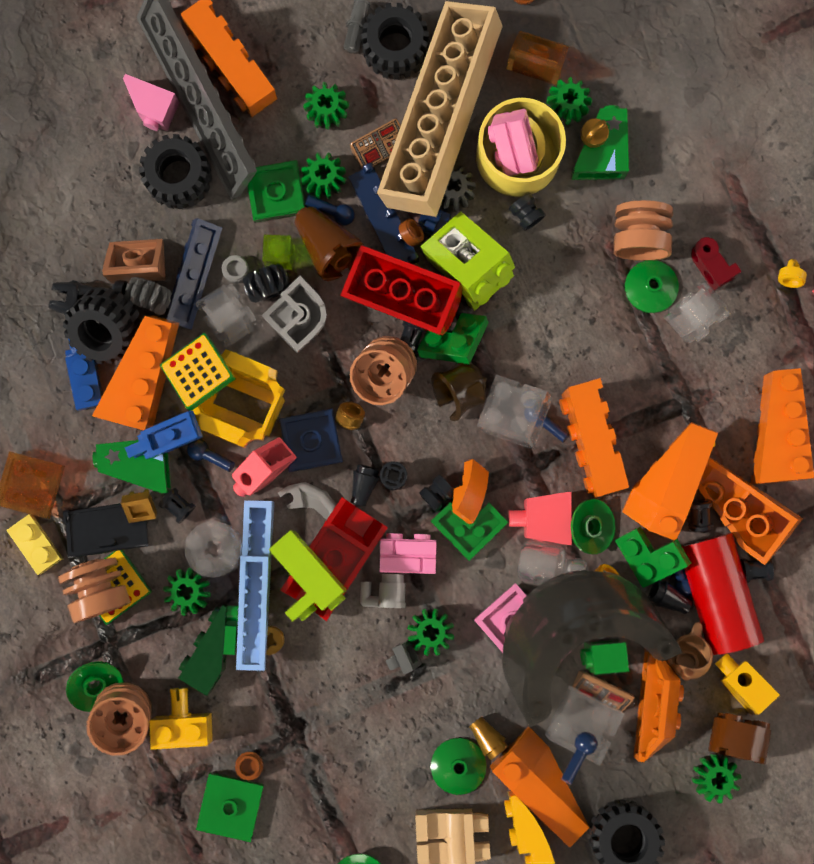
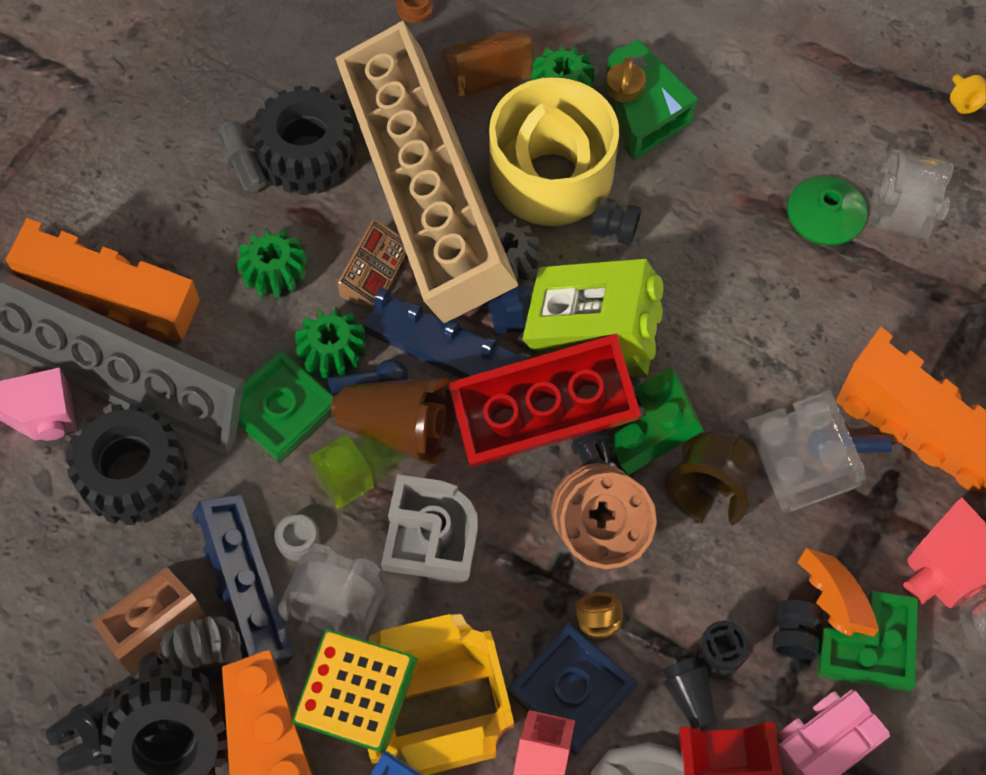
camera: 35 degrees left, 20 degrees down
(266, 283) = (356, 519): black gear -> none
(411, 232) = (497, 331): dark orange tile -> none
(514, 142) = (545, 139): bright pink brick -> none
(643, 230) = (771, 147): nougat wheel -> none
(712, 264) = (871, 137): dark red leg -> none

